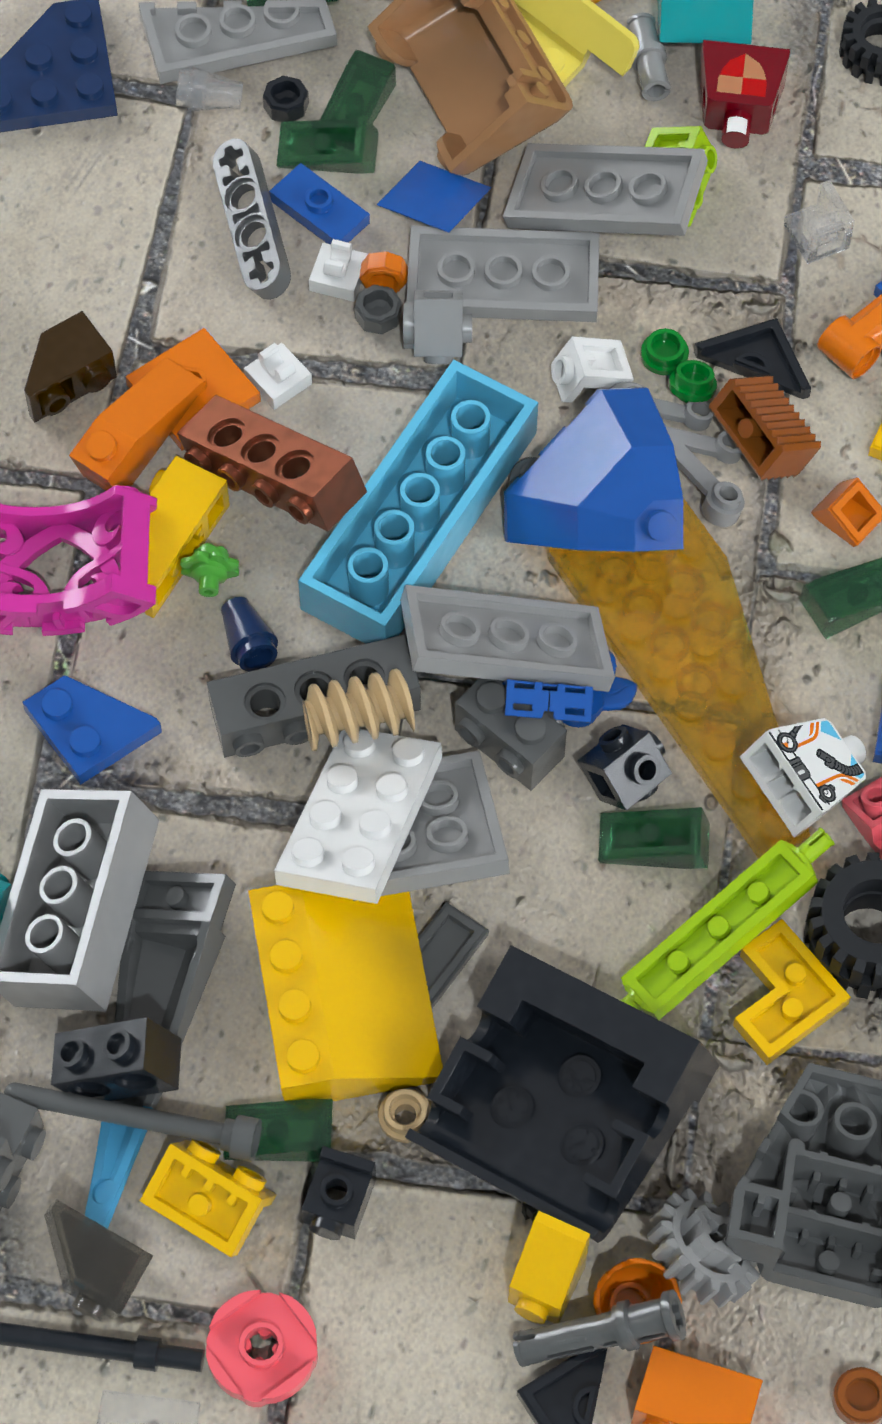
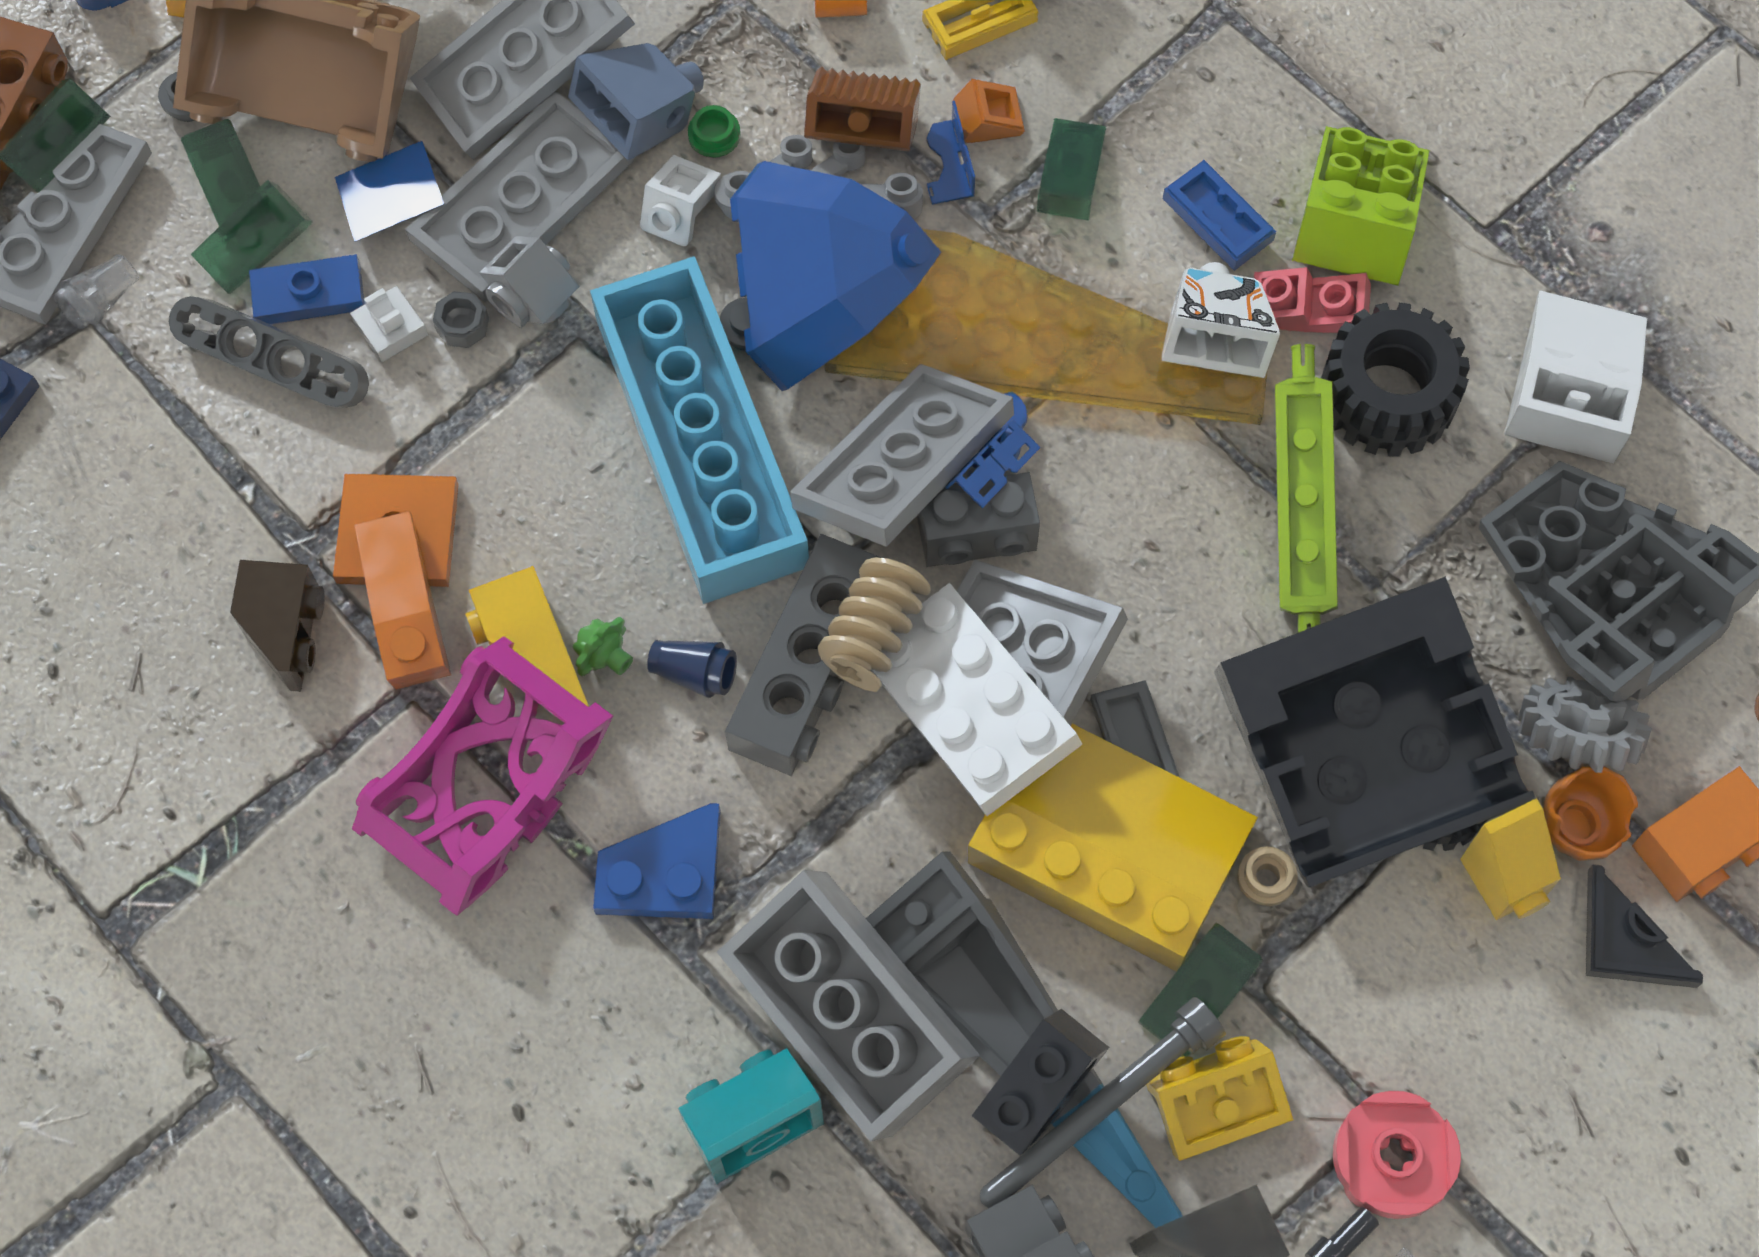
camera: 50 degrees left, 5 degrees up
(272, 463) = (524, 509): copper brick -> none
(278, 375) = (449, 449): white tile -> none
(285, 99) = (169, 233): black tile -> none
(343, 1216) = (1300, 1009): black brick -> none
(384, 270) = (429, 285): orange tile -> none
(623, 1326) = (1614, 837): dark grey pin -> none
(625, 766) = (1091, 455): black brick -> none
(640, 282) = (635, 95): none -> sand blue torso
(655, 838) = (1166, 486): clear green slope -> none
(693, 381) = (765, 131): green plate -> none
(757, 353) = (781, 64): black tile -> none
(775, 530) = (953, 179): none -> blue piece
(799, 996) = (1409, 486): yellow plate -> none

